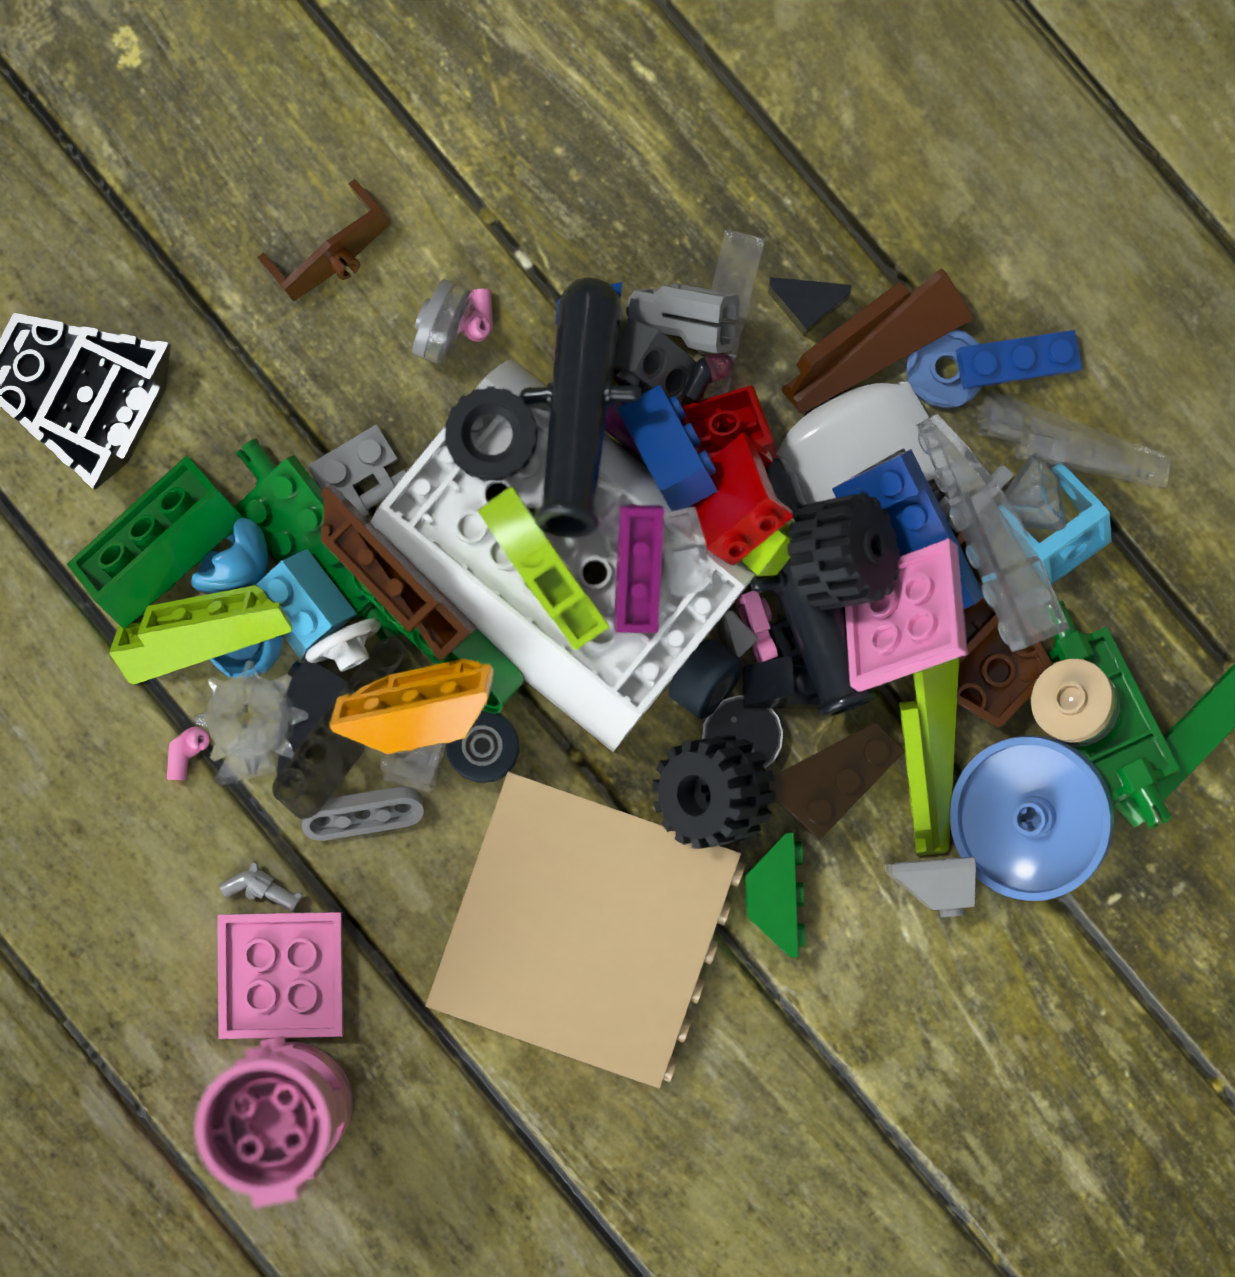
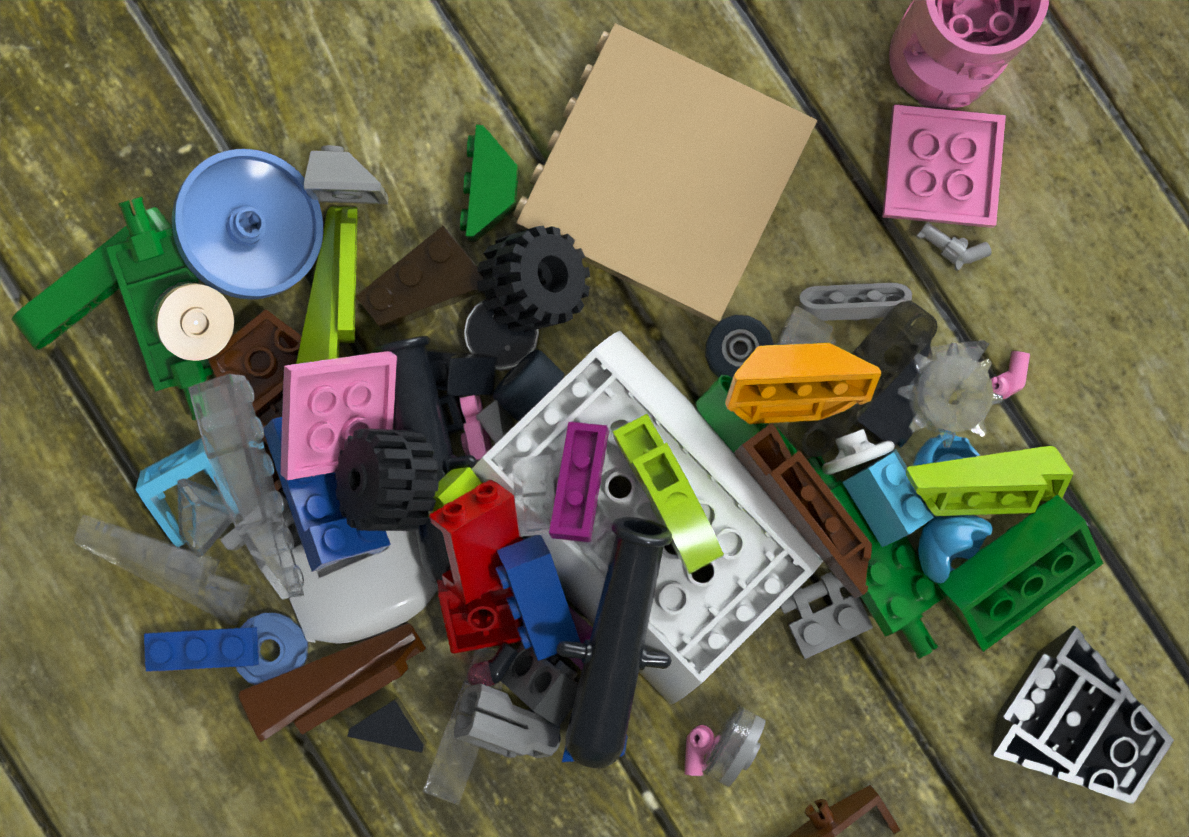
camera: 170 degrees left, 0 degrees up
(485, 402) = (732, 631): black tyre -> none

